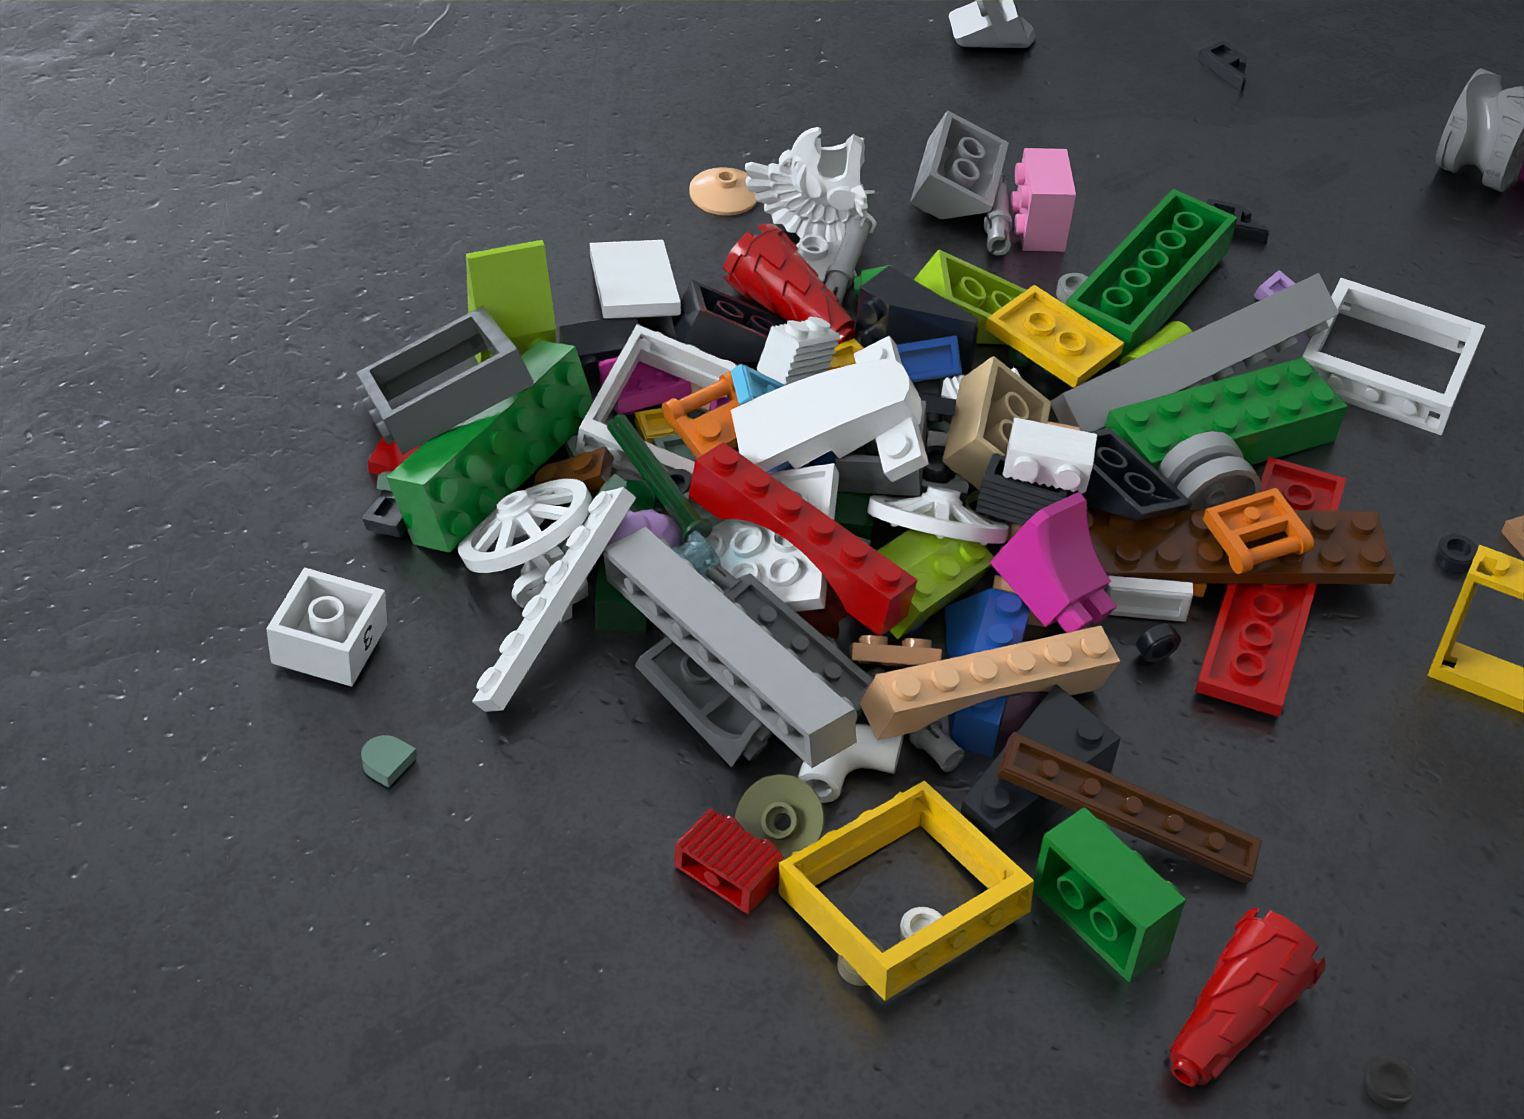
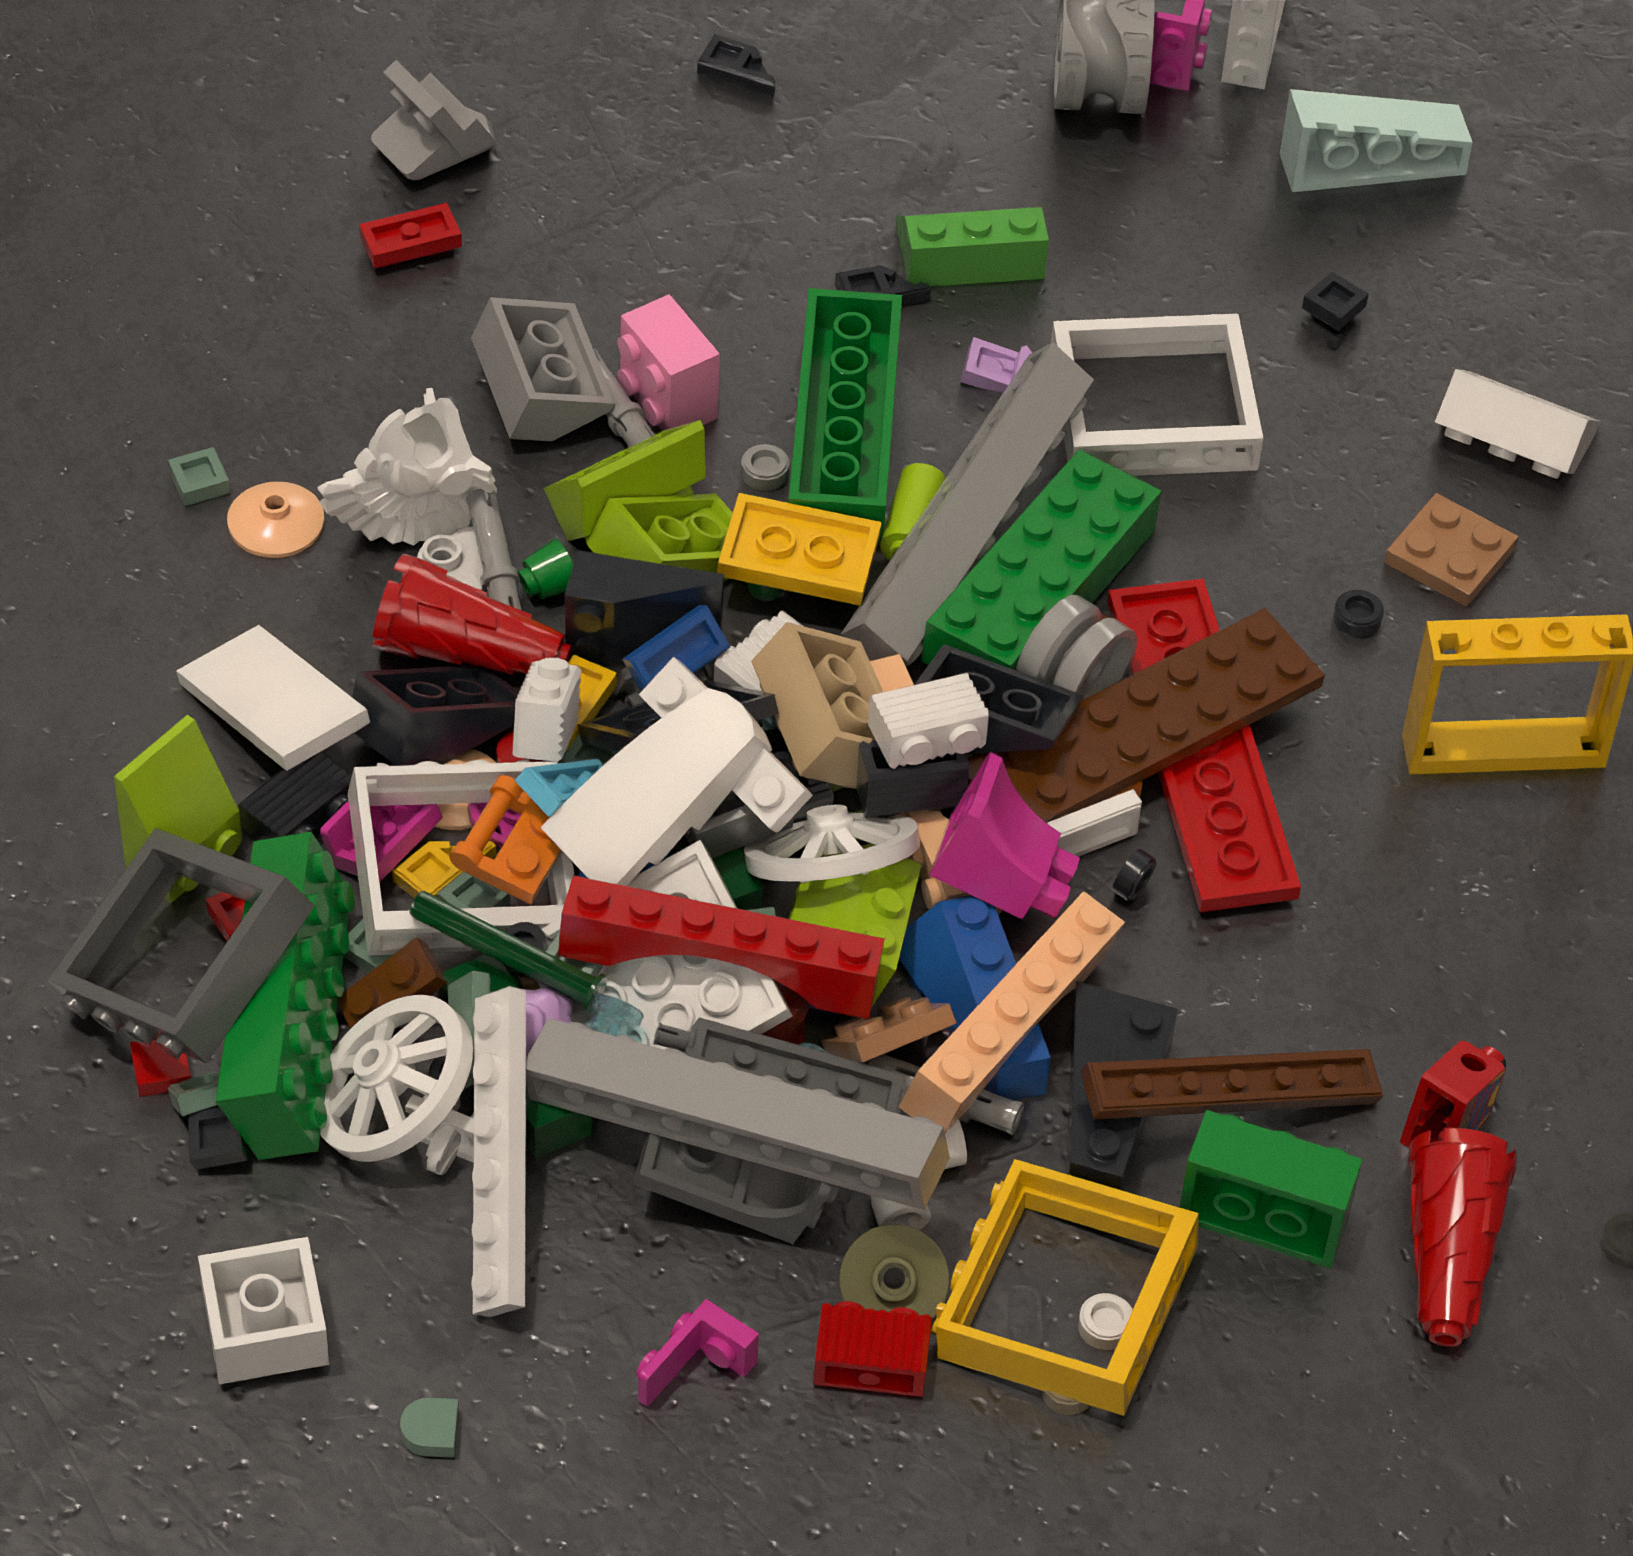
camera: 30 degrees left, 5 degrees up
(605, 787) = (713, 1330): none -> dark pink bracket
(694, 148) = (199, 476): none -> sand green tile
(933, 72) = (410, 235): none -> red plate
(987, 245) = (653, 467): none -> lime slope
(1254, 519) = (1159, 685): orange plate -> none
(1312, 896) = (1460, 1078): none -> red torso
(1318, 218) = (974, 246): none -> bright green slope

